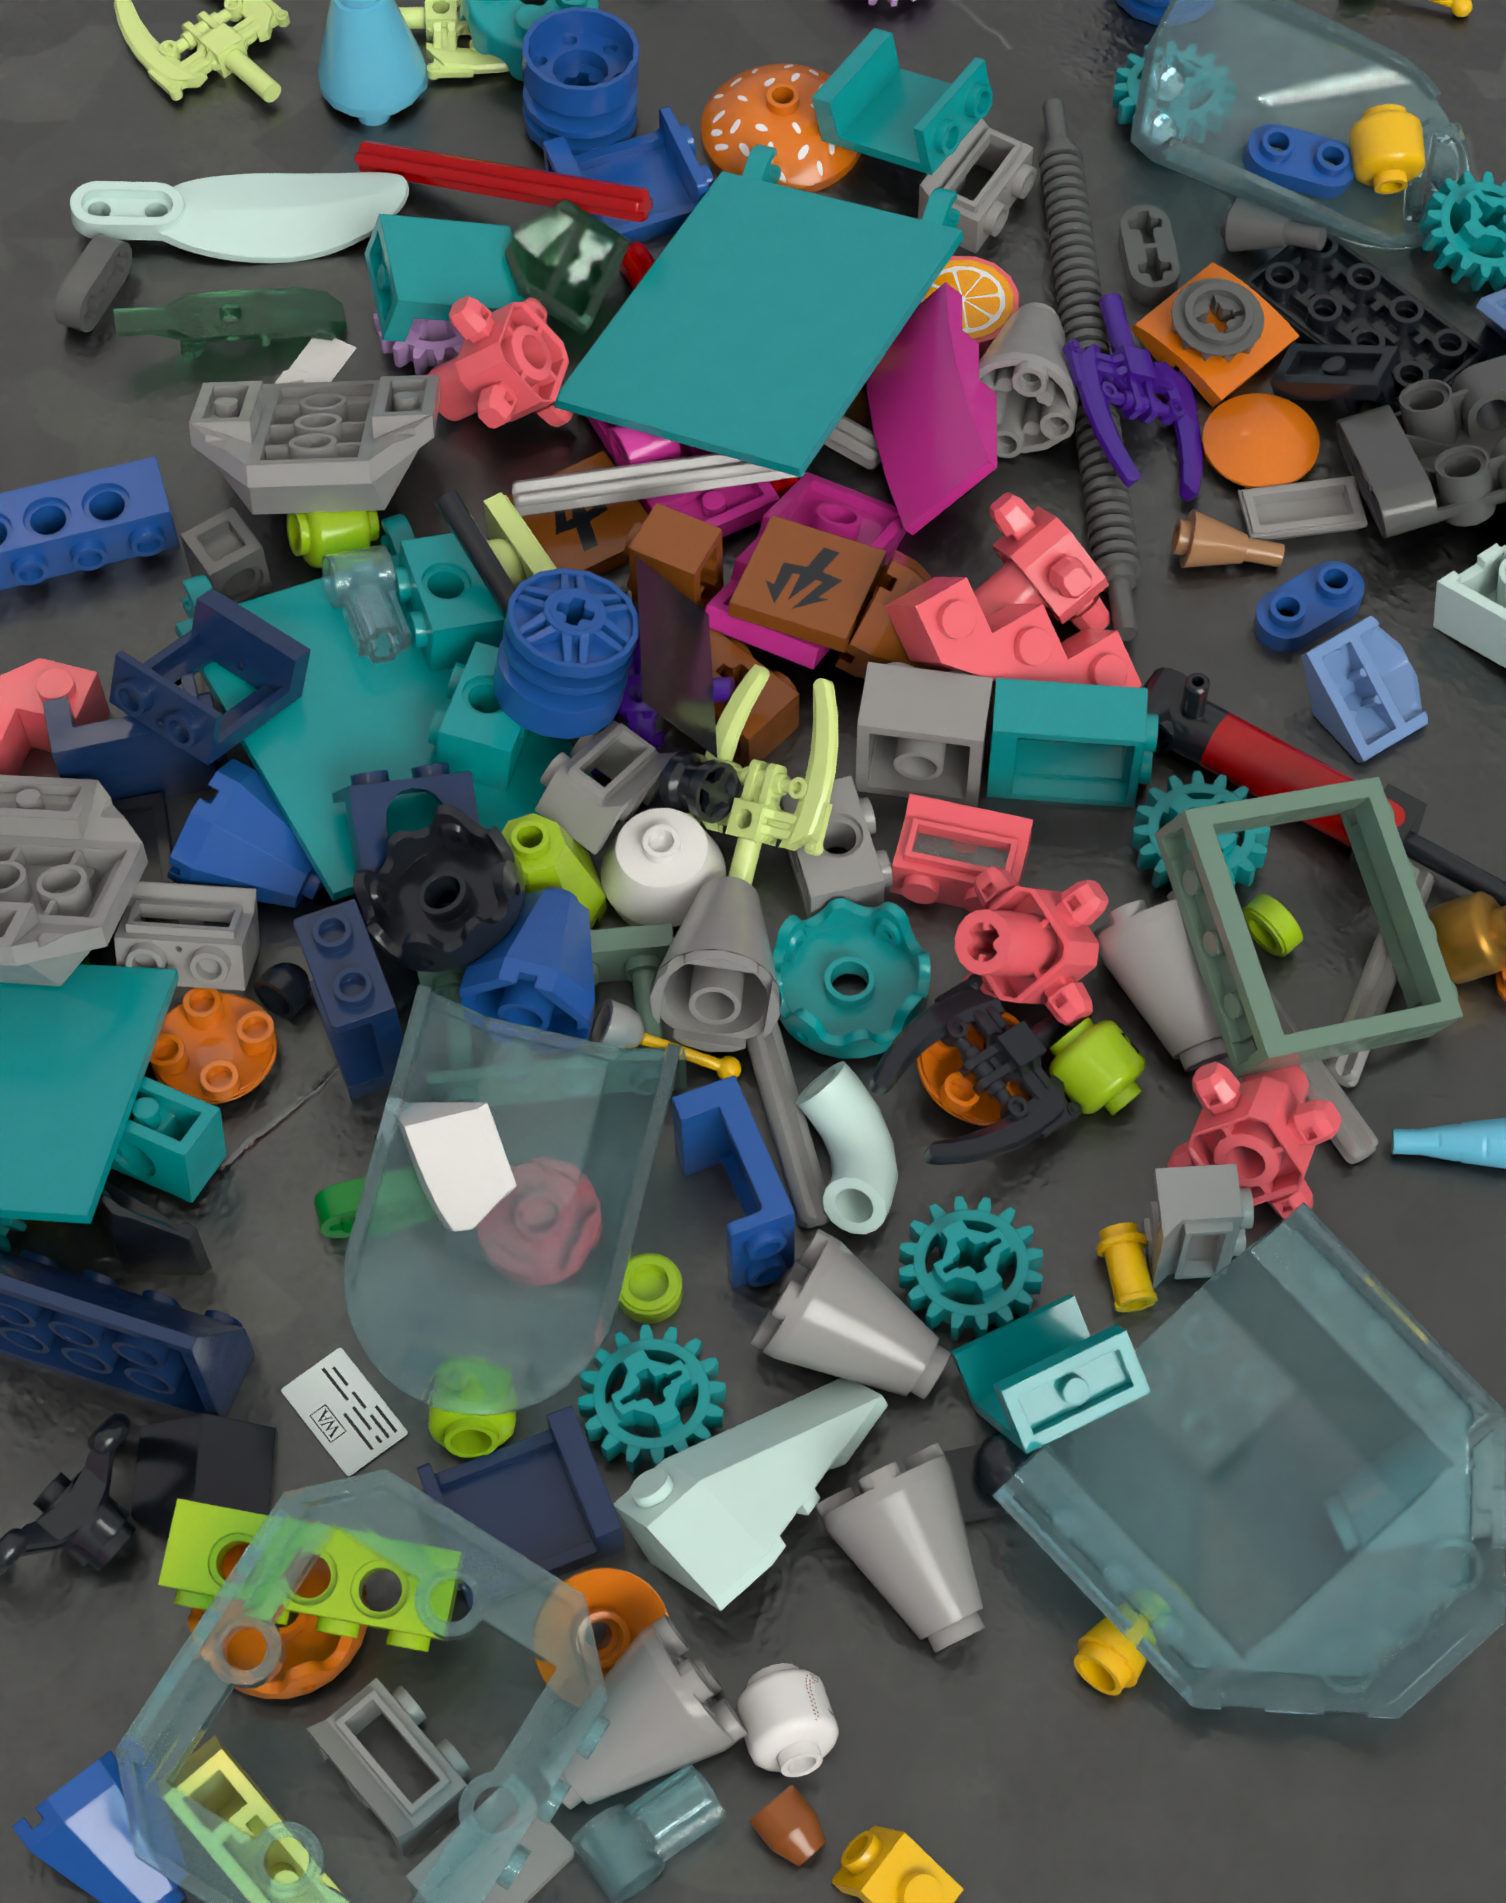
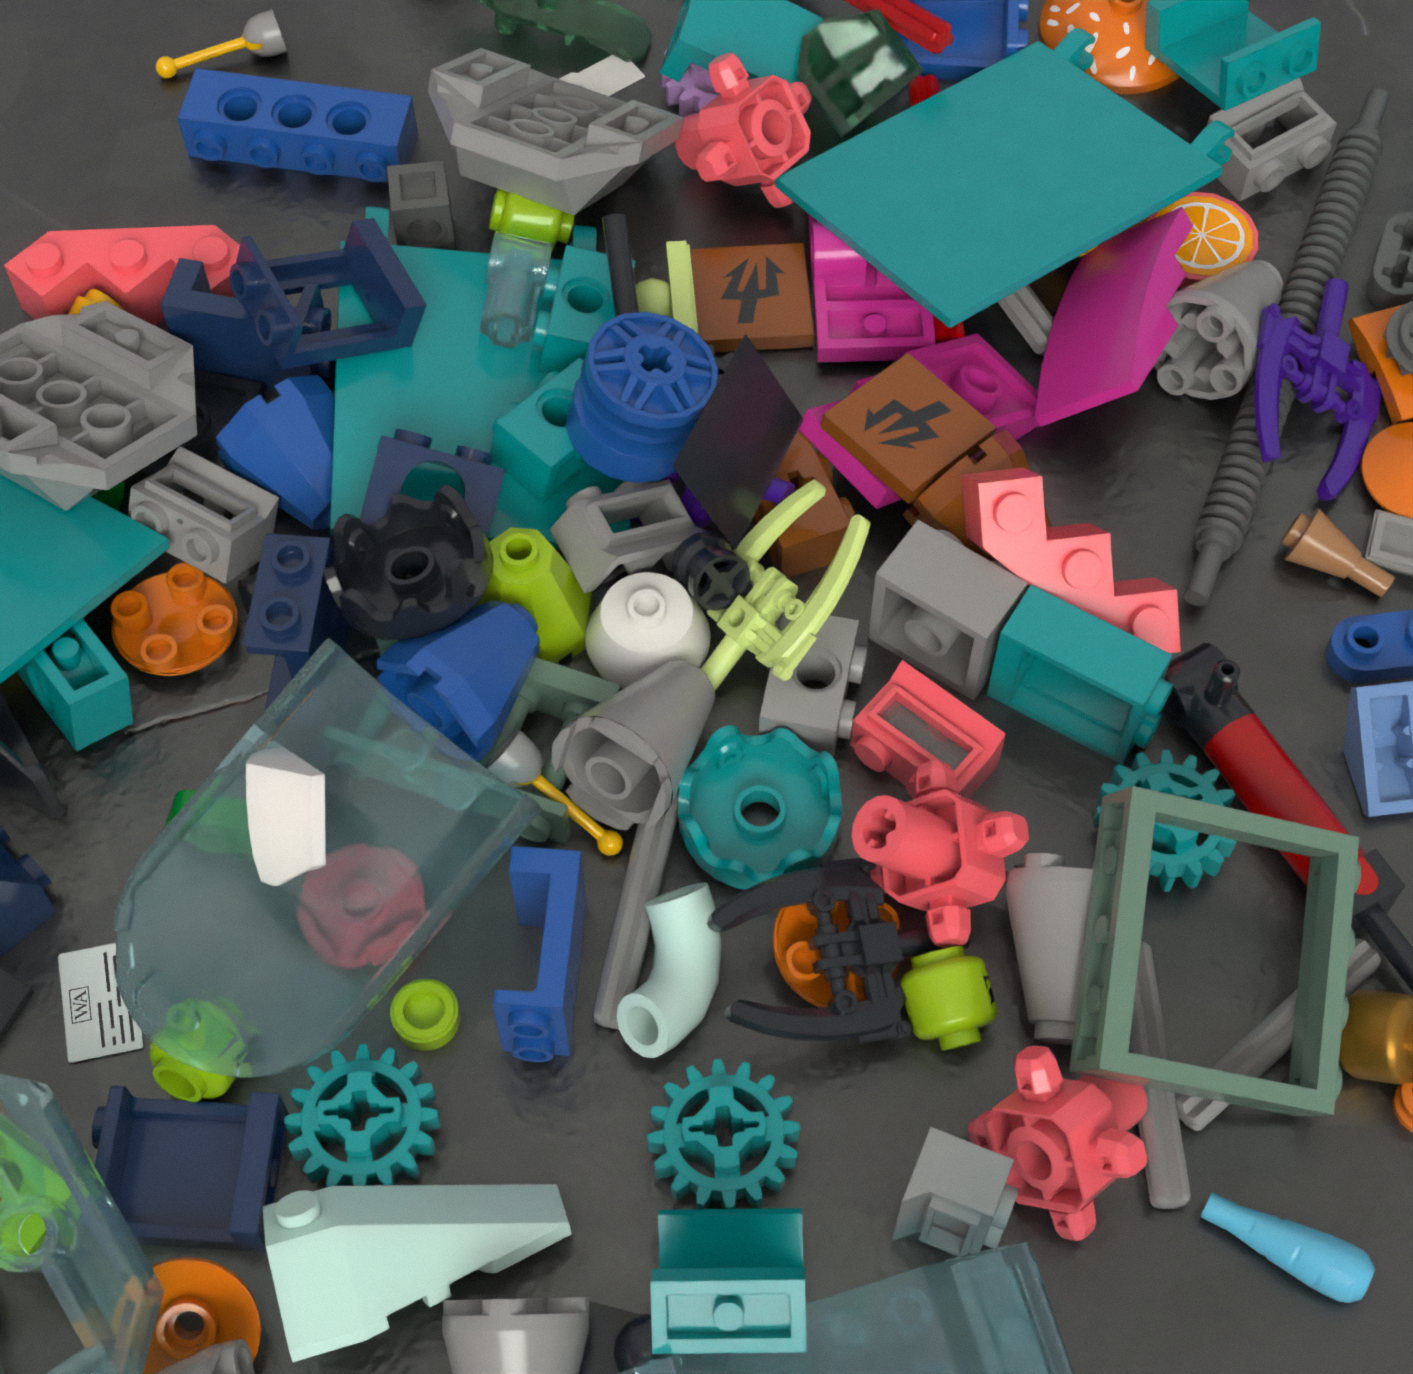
camera: 25 degrees right, 0 degrees up
(636, 482) = (812, 280): light grey axle -> none
(680, 551) = (804, 355): dark orange brick -> none
(849, 1324) = (576, 1138): light grey cone -> none
(1042, 567) = (1138, 504): coral piece -> none
(1127, 1266) = (876, 1206): yellow pin -> none
(1272, 925) = (1192, 936): lime tile -> none

